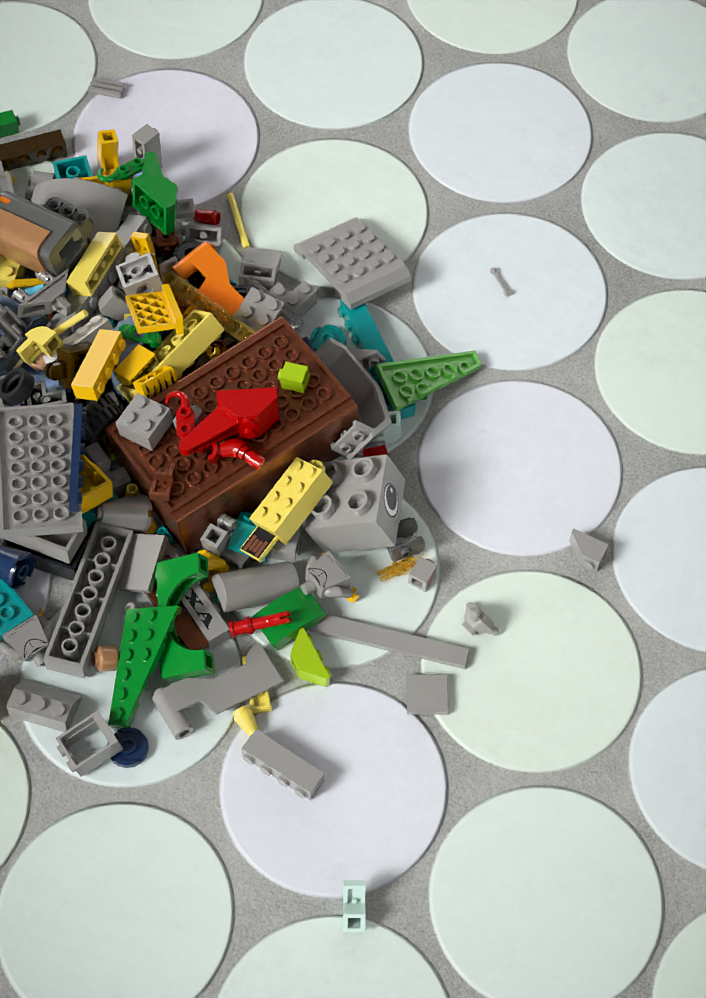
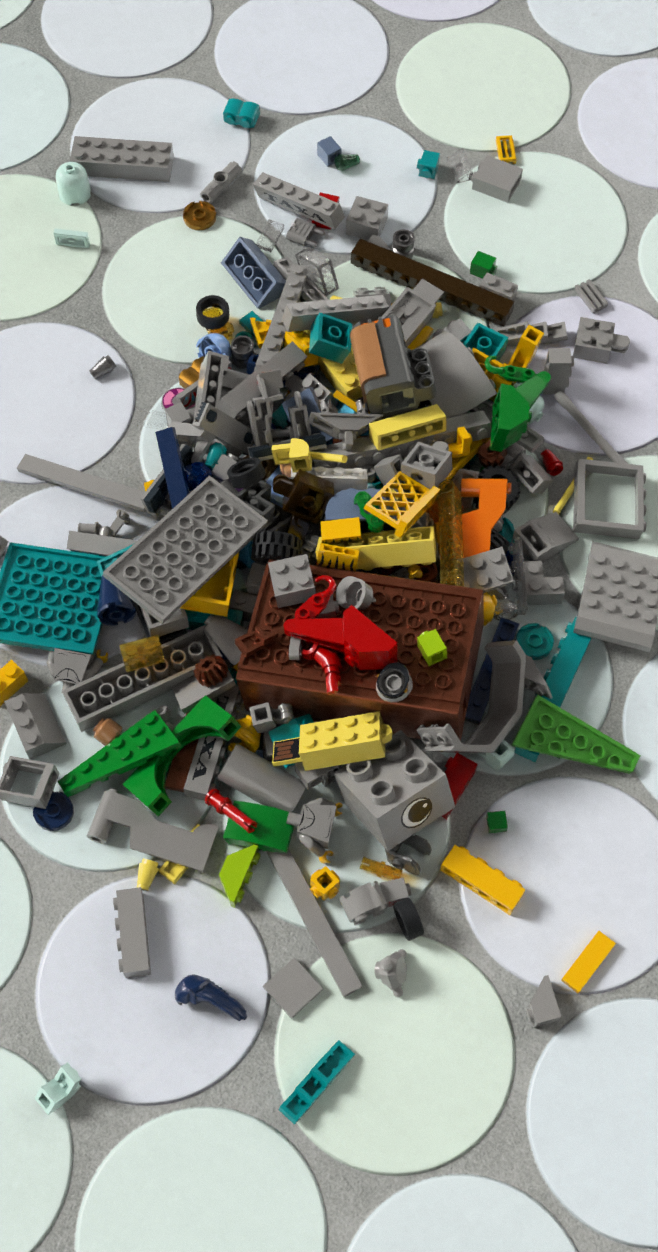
camera: 50 degrees right, 5 degrees up
(36, 127) = (499, 286): none -> light grey brick
(76, 577) = (142, 653): none -> clear yellow brick
(77, 463) = (211, 566): dark blue plate -> none
(88, 145) = (552, 332): none -> light grey slope
(98, 365) = (310, 507): yellow brick -> none
(140, 544) = (211, 670): none -> copper gear
(147, 110) = (597, 339): none -> light grey brick
(199, 461) = (295, 648): none -> light grey beam
(201, 389) = (354, 592): none -> light grey piece
(214, 176) = (567, 404): none -> light grey piece
(257, 225) = (581, 525): none -> light grey window
(294, 421) = (394, 682): none -> light grey piece
(373, 751) = (200, 989): none -> dark blue hair
(374, 609) = (323, 877): none -> yellow brick
(414, 596) = (364, 902): none -> light grey brick
(434, 471) = (496, 822): none -> green piece
(452, 578) = (408, 919): none -> black tyre
(467, 513) = (482, 879): none -> yellow brick
(509, 733) = (316, 1082): none -> teal slope
(584, 501) = (588, 962): none -> yellow tile

